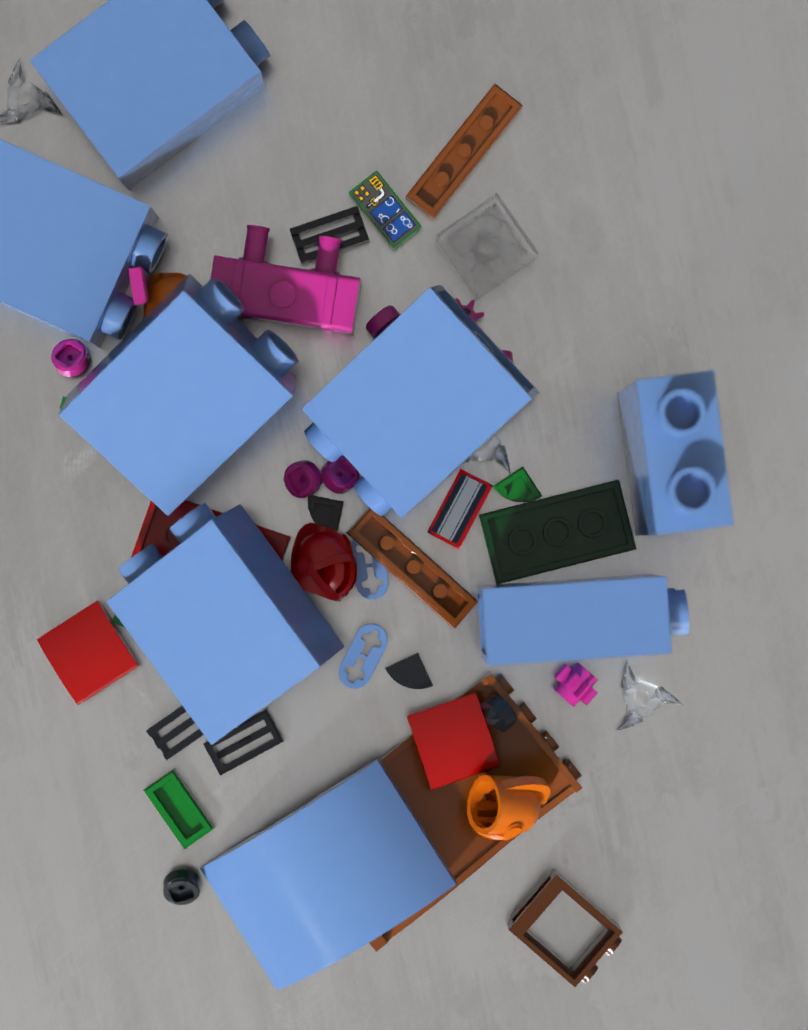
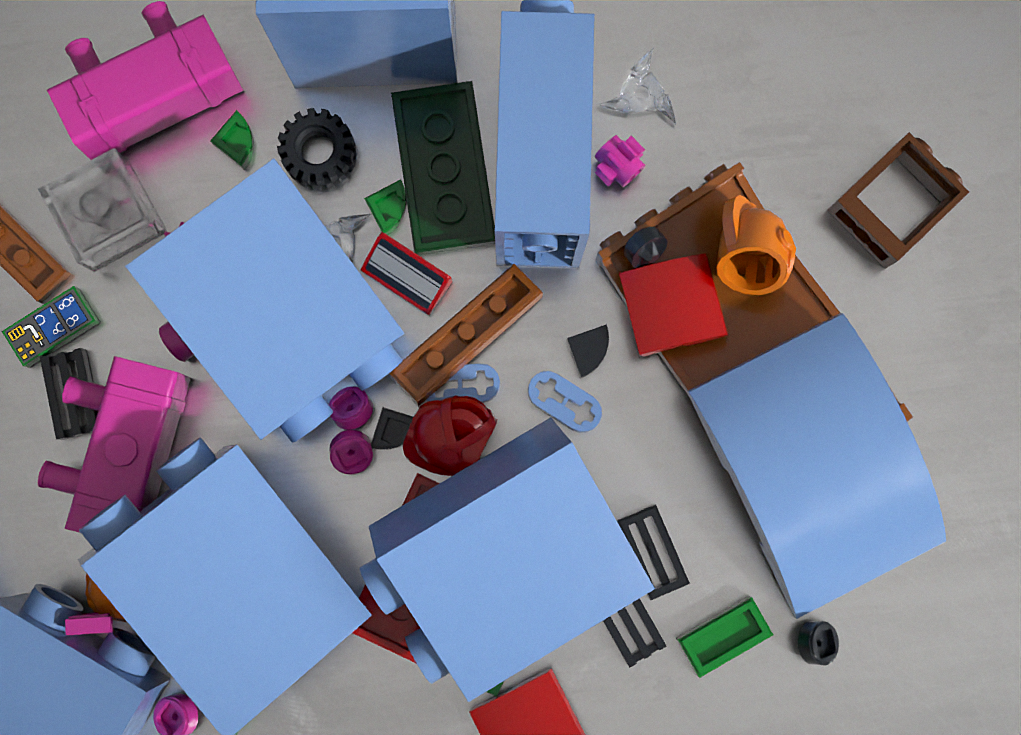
camera: 90 degrees left, 5 degrees down
(539, 421) = (302, 129): none -> black tyre
(564, 348) = (235, 140): none -> green tile
(596, 268) = (144, 87): none -> dark pink piece

